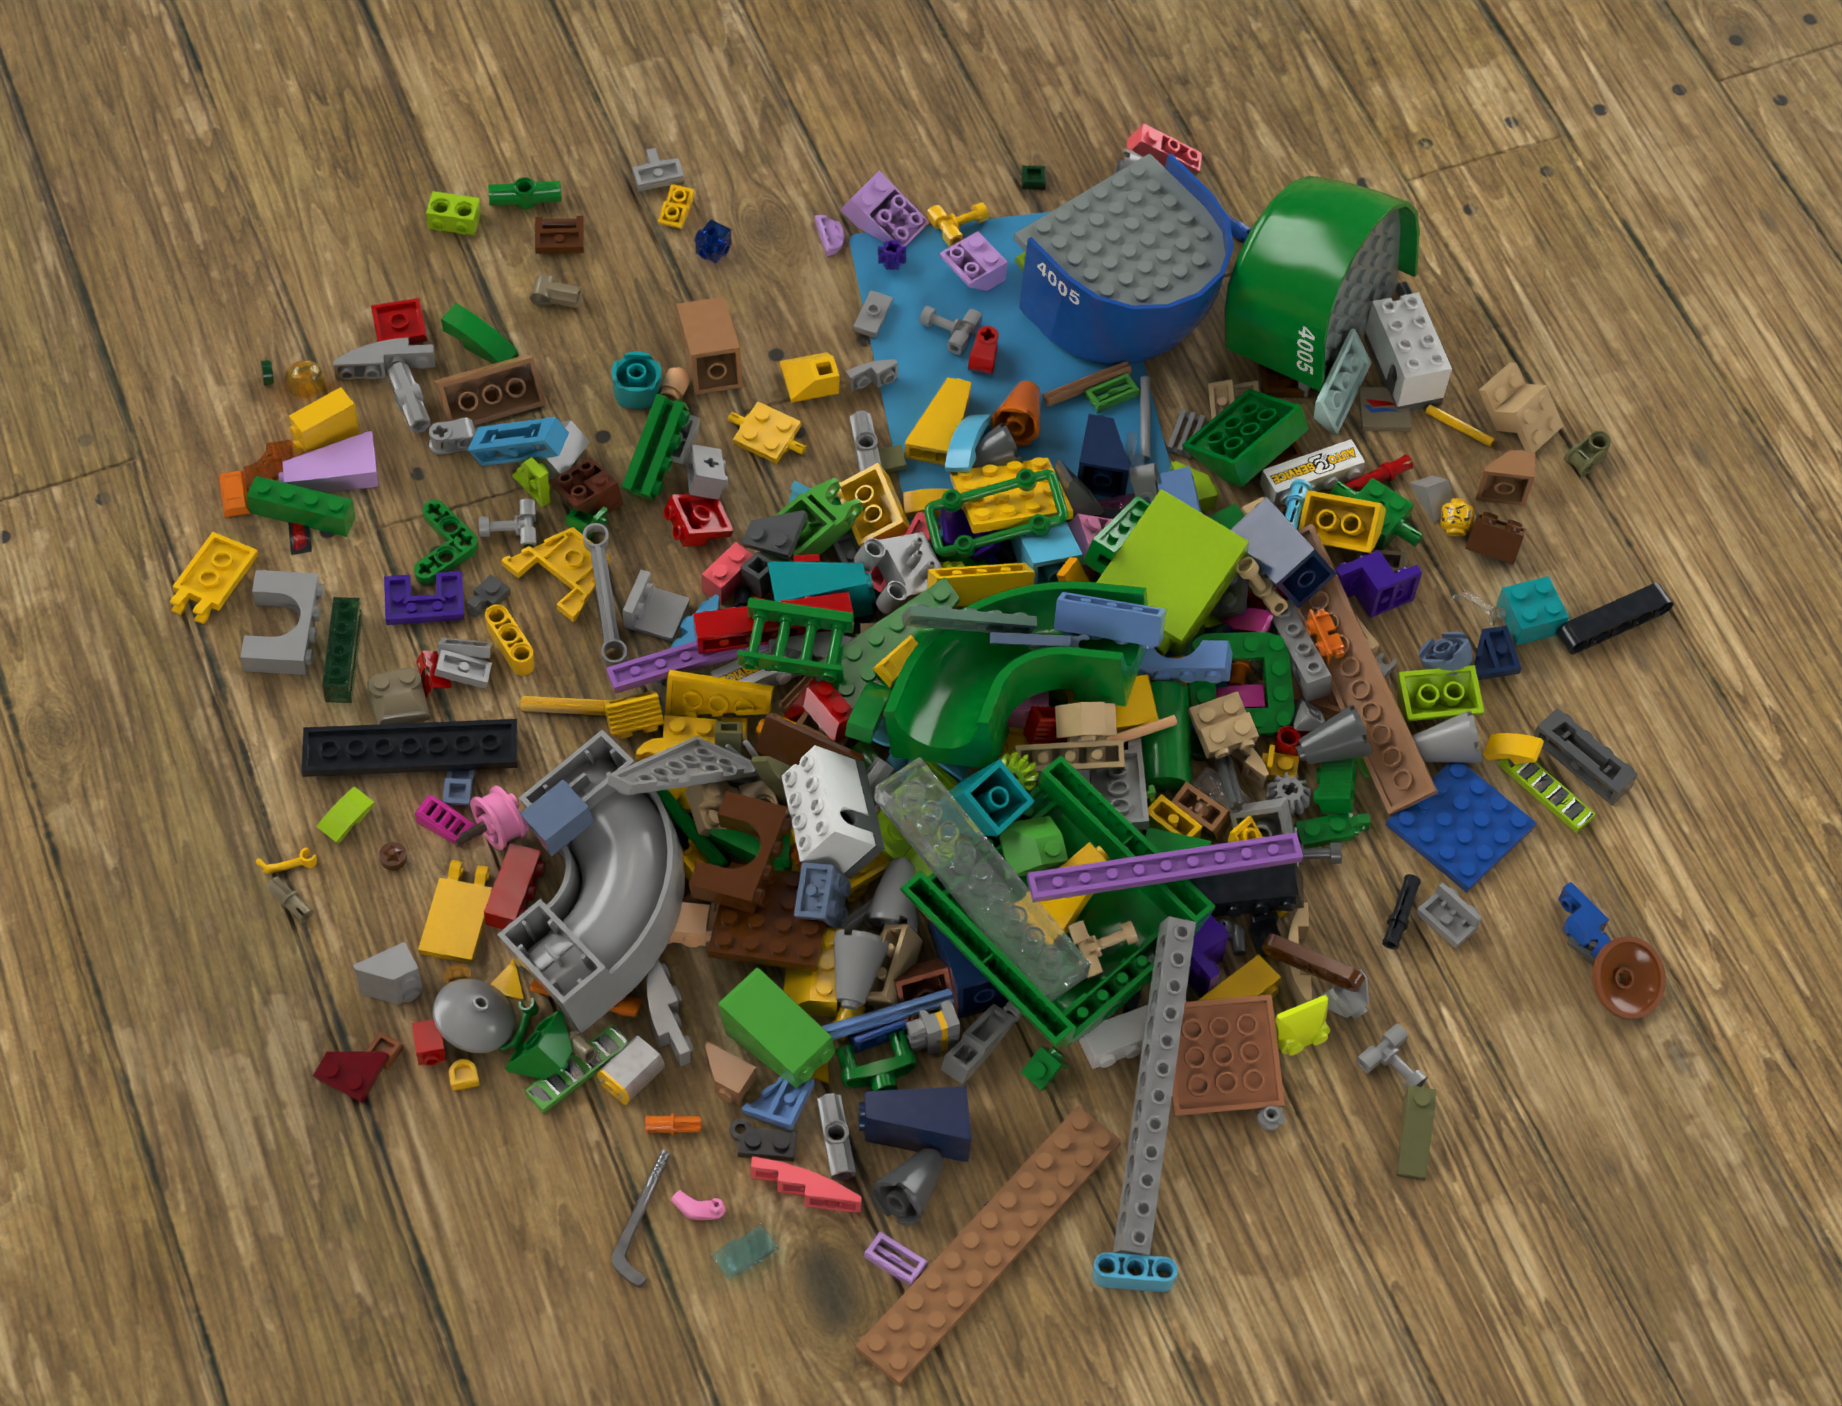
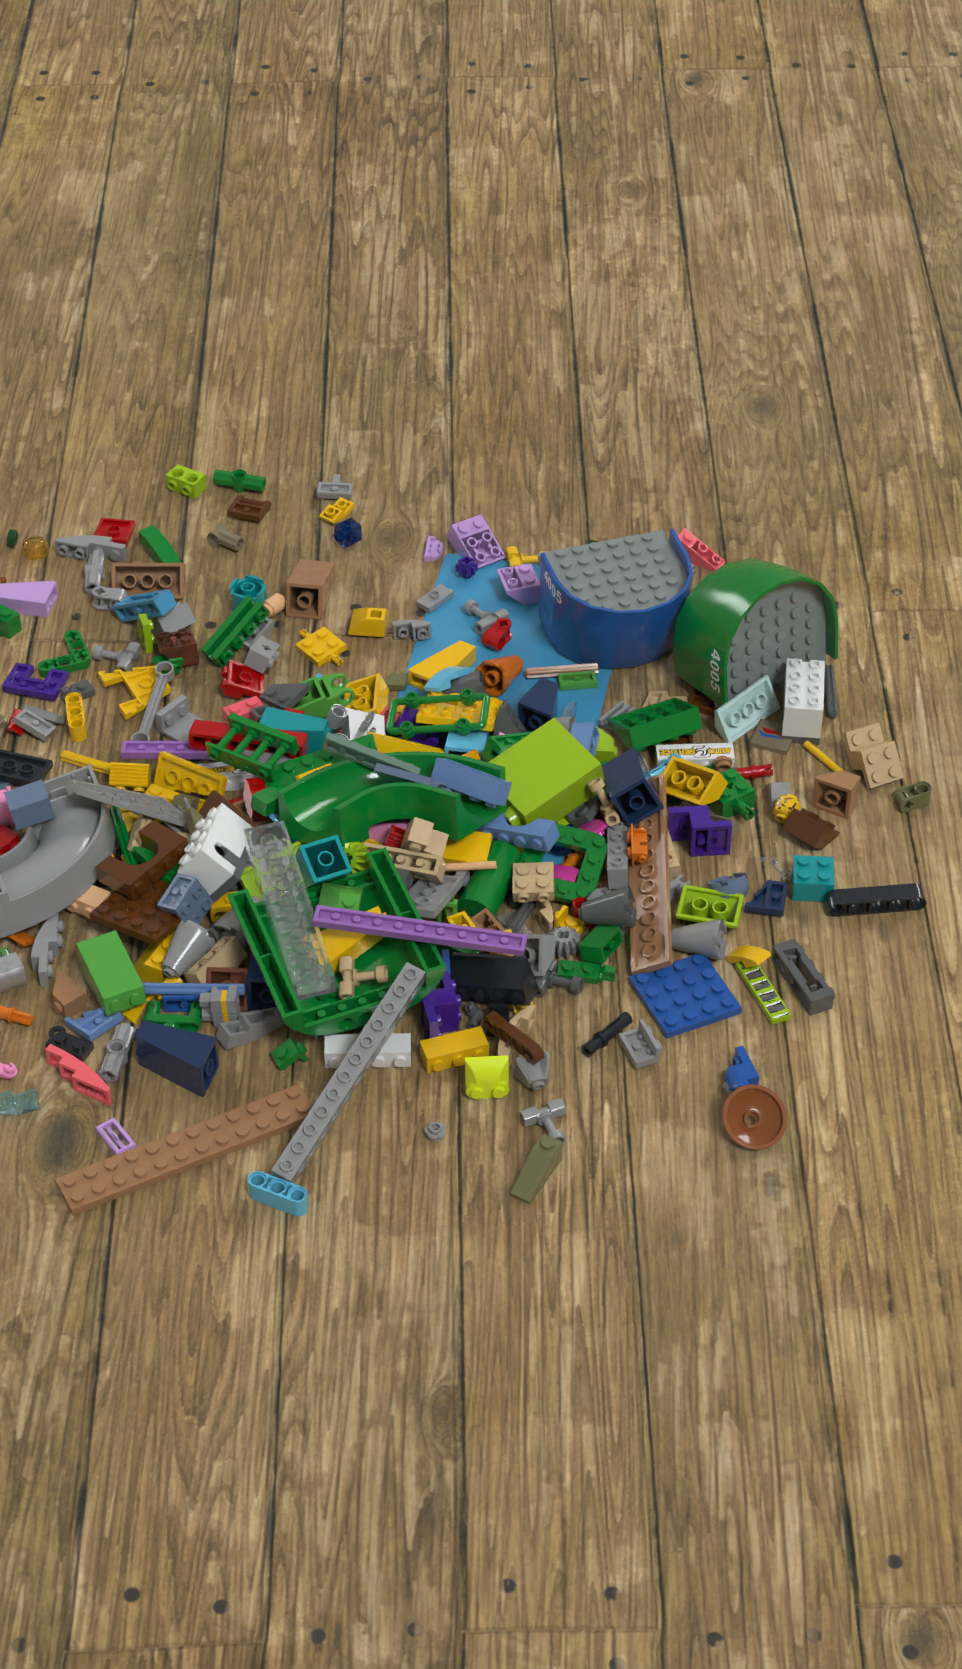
camera: 25 degrees right, 15 degrees down
(324, 422) = (27, 566): yellow brick -> none
(864, 440) = (385, 662): light grey piece -> none
(909, 1186) = (148, 1093): dark grey cone -> none
(1145, 417) = (592, 700): light grey bar -> none
(1227, 1057) = (417, 1079): nougat plate -> none
(1355, 475) = (722, 763): none -> medium nougat plate

